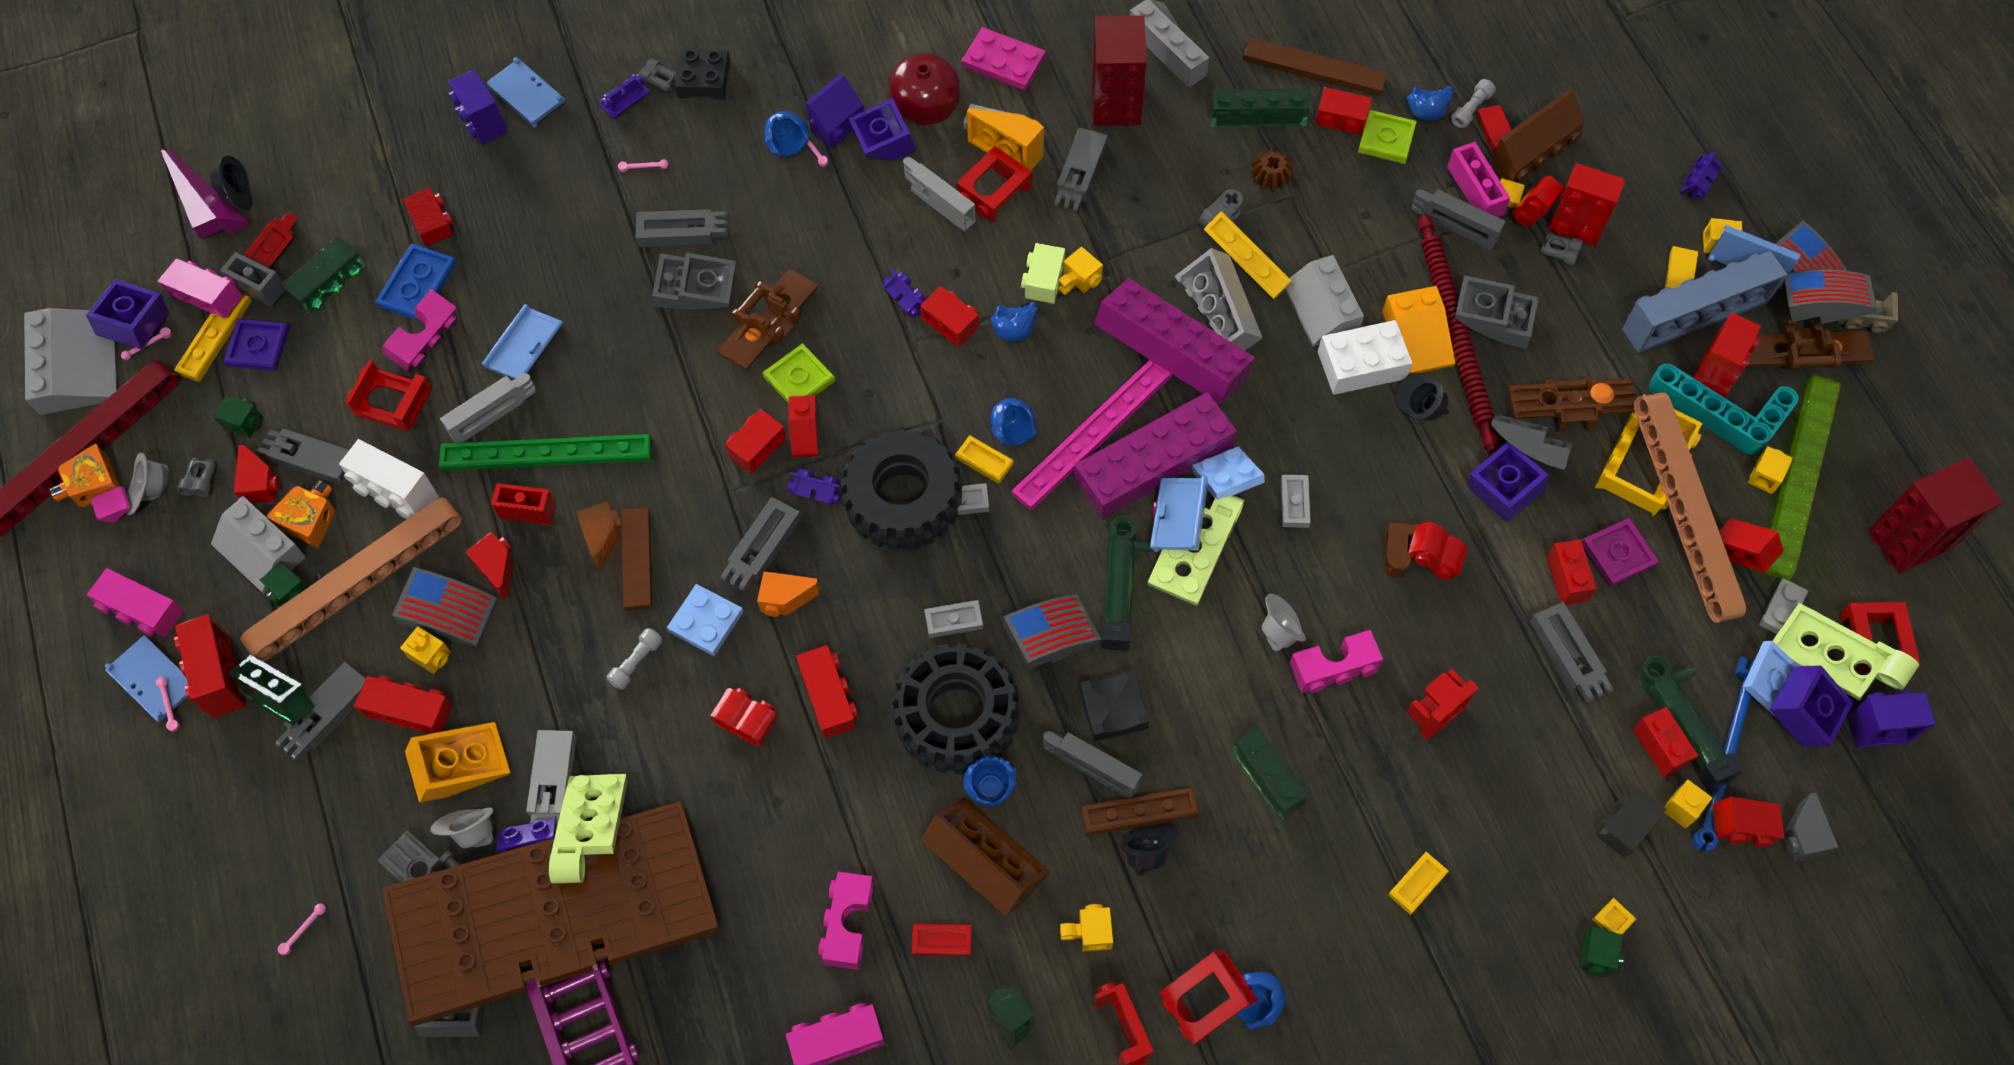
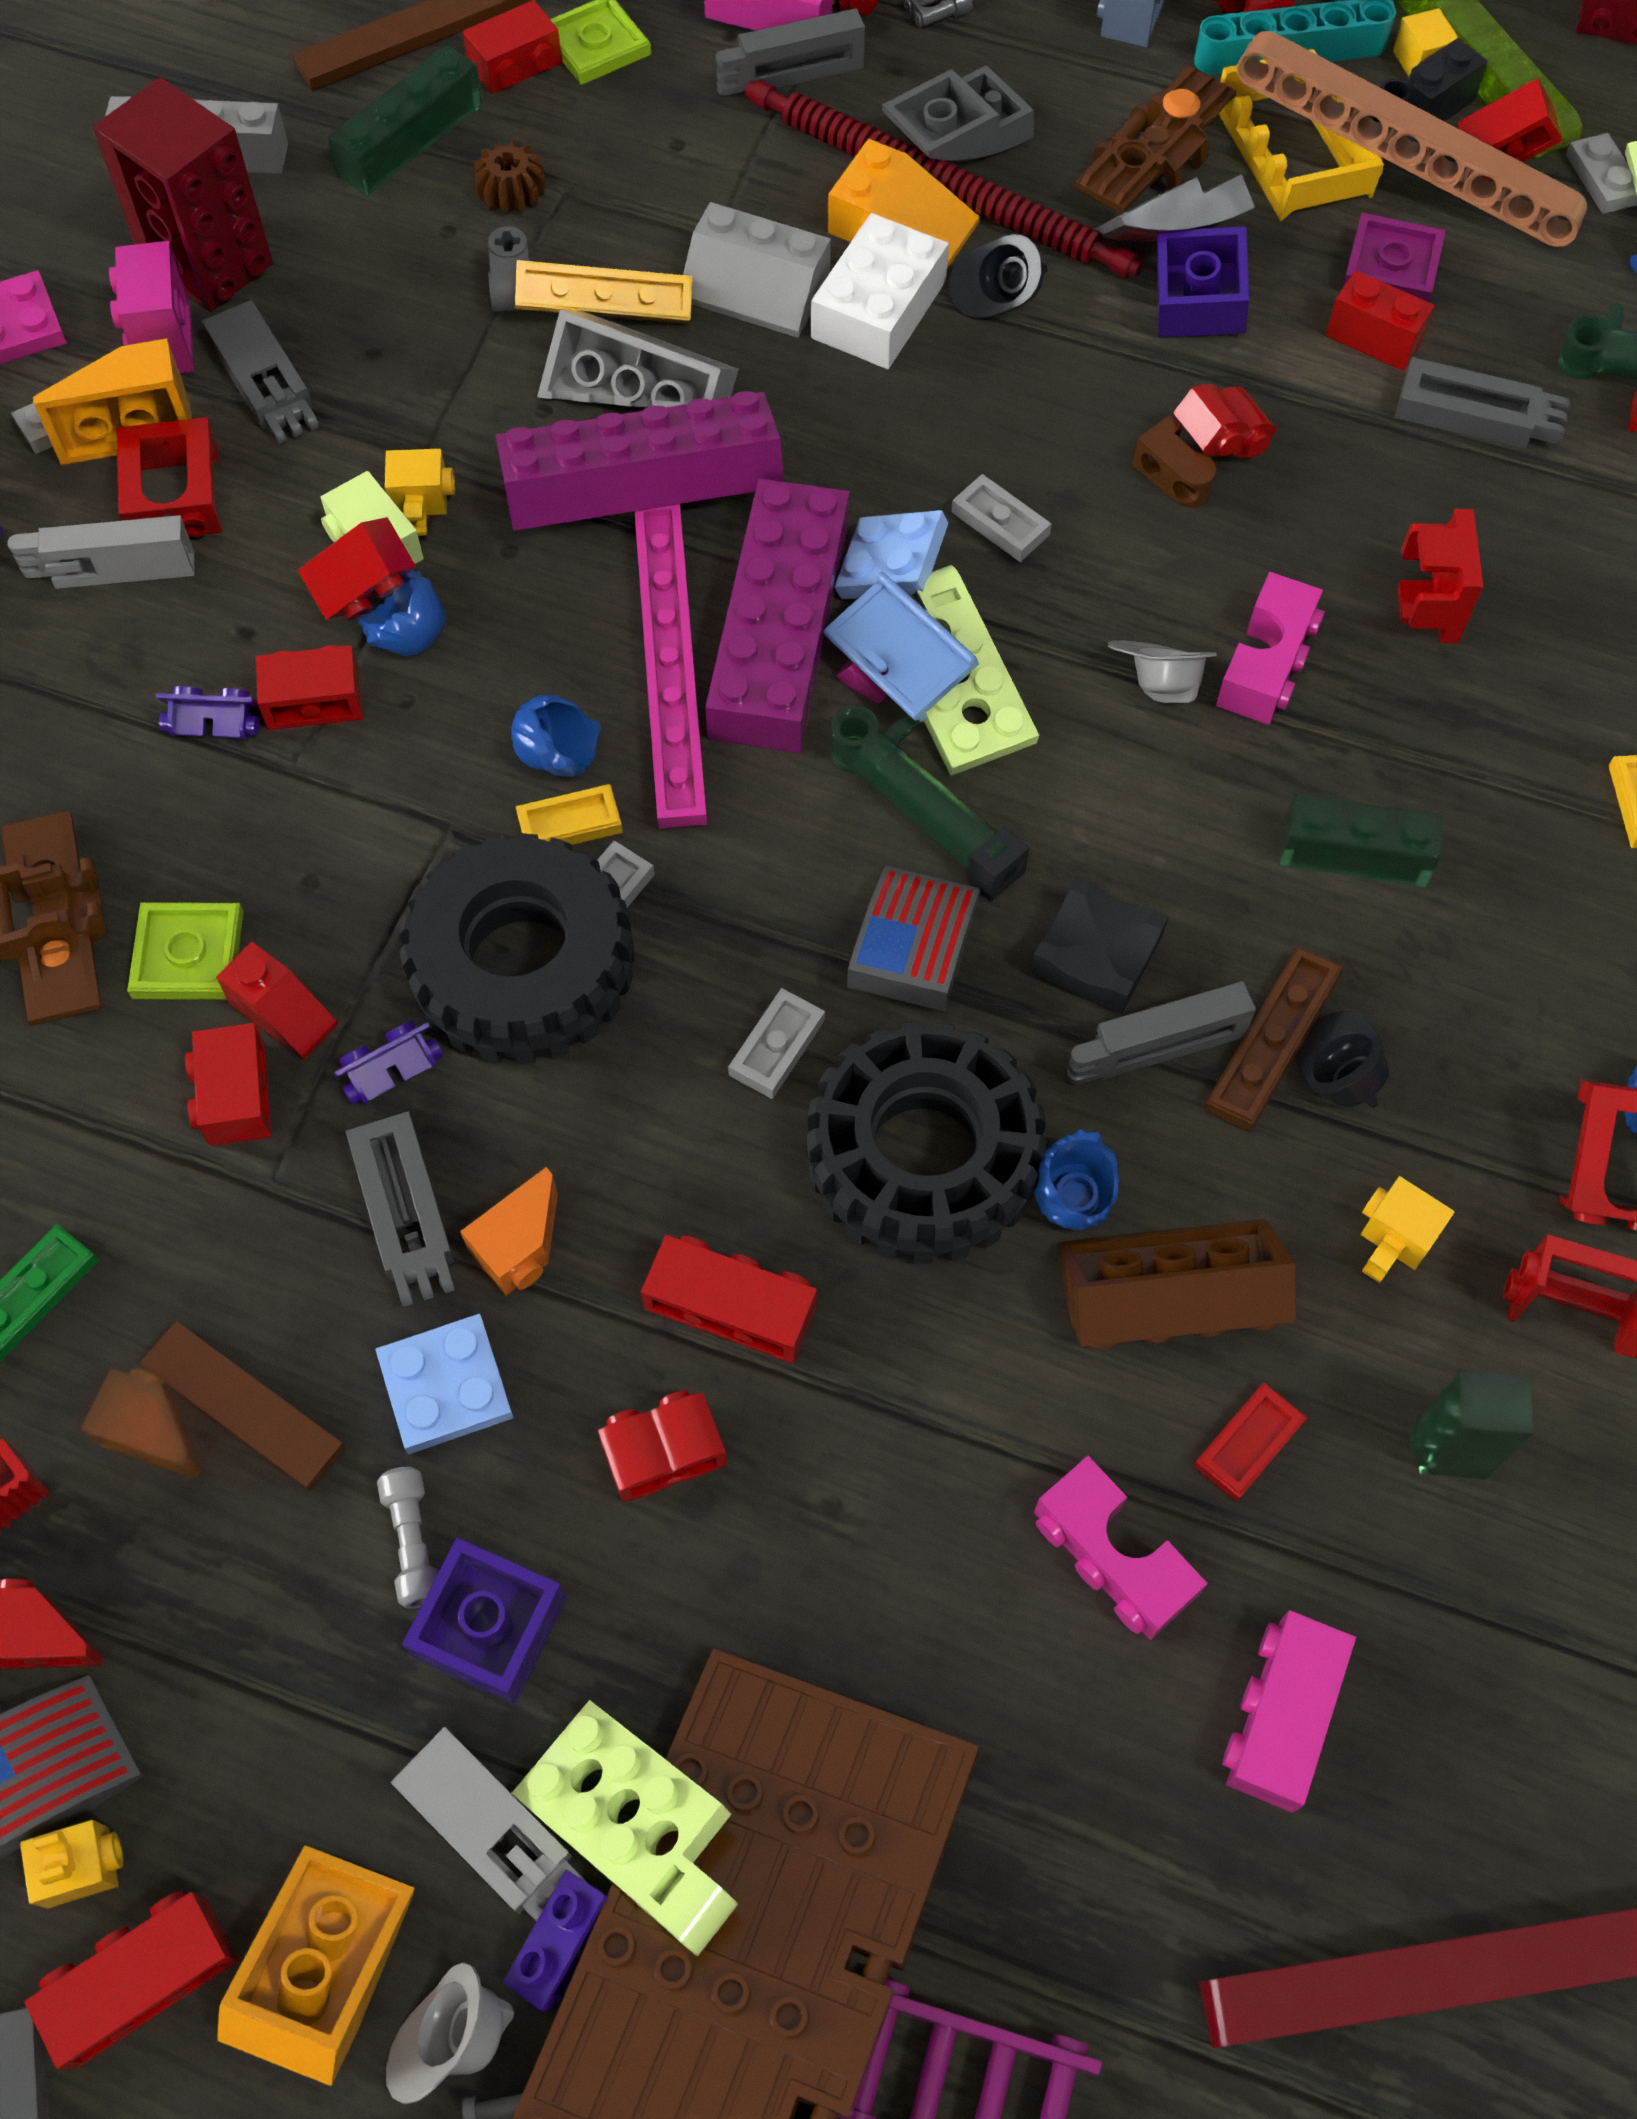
camera: 50 degrees left, 0 degrees up
(621, 711) = (485, 1620): none -> dark purple brick
(1013, 286) = (357, 569): none -> red brick
(1063, 106) = (152, 299): none -> dark pink brick
(1742, 493) = (1442, 81): none -> black hinge

